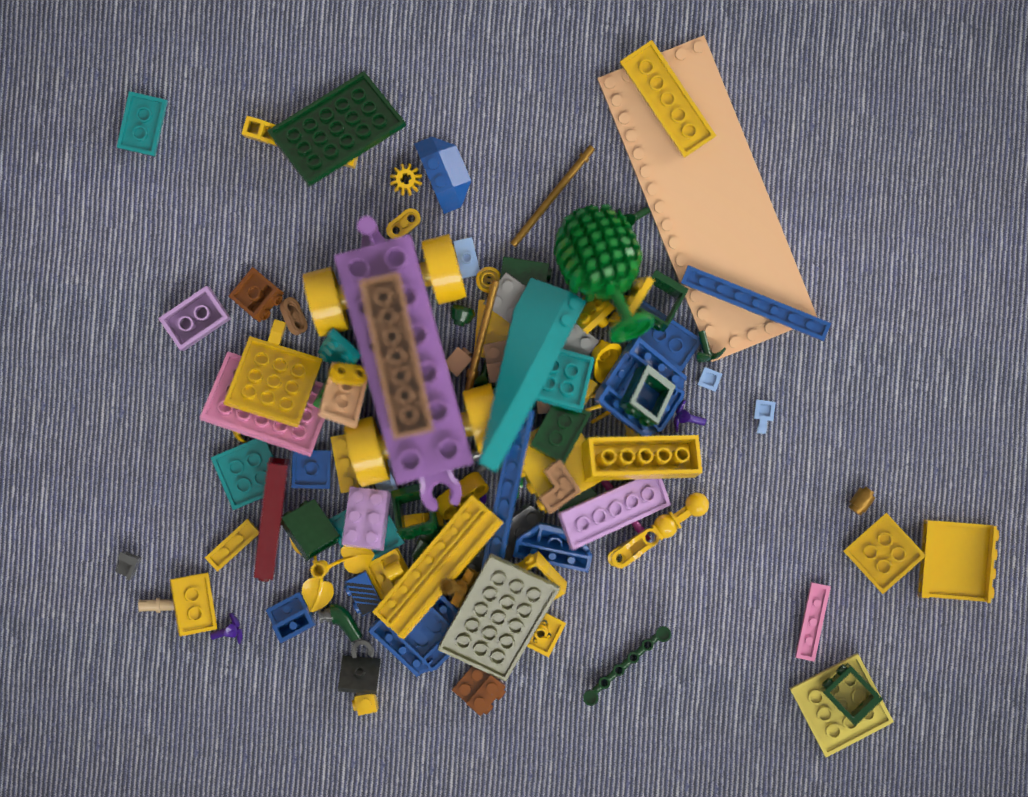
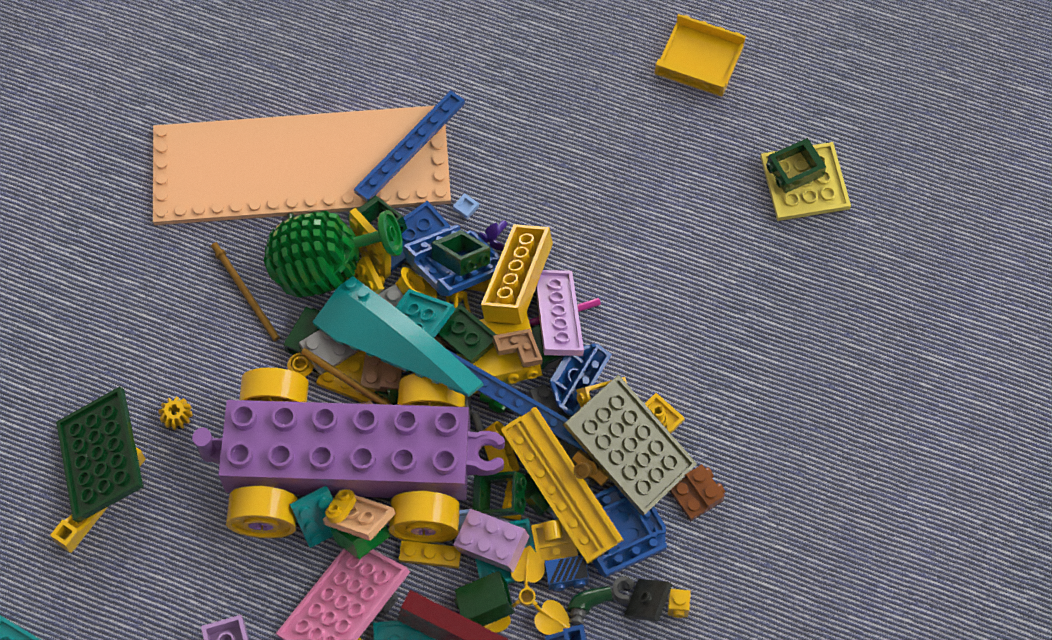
camera: 75 degrees left, 25 degrees down
(256, 295) = (230, 586): dark orange plate -> none
(273, 381) = (322, 591): yellow plate -> none
(277, 332) = (274, 578): yellow piece -> none
(293, 316) = (261, 558): medium nougat plate -> none
(311, 471) = (426, 582): blue plate -> none
(396, 355) = (337, 434): medium nougat brick -> none
(403, 224) = (215, 429): yellow plate -> none
(445, 172) = (183, 377): blue wedge -> none
(461, 315) = (324, 395): dark green cone -> none
(662, 634) = (733, 385): dark green bar -> none
(663, 527) = (591, 280): yellow piece -> none
(667, 99) = (196, 165): yellow plate -> none
(707, 355) = (441, 199): dark green plant -> none
(763, 412) = (513, 170): light blue plate -> none
(812, 621) = (720, 183): bright pink plate -> none
(861, 500) = (620, 114): pearl gold brick -> none
(884, 553) = (674, 107): yellow plate -> none

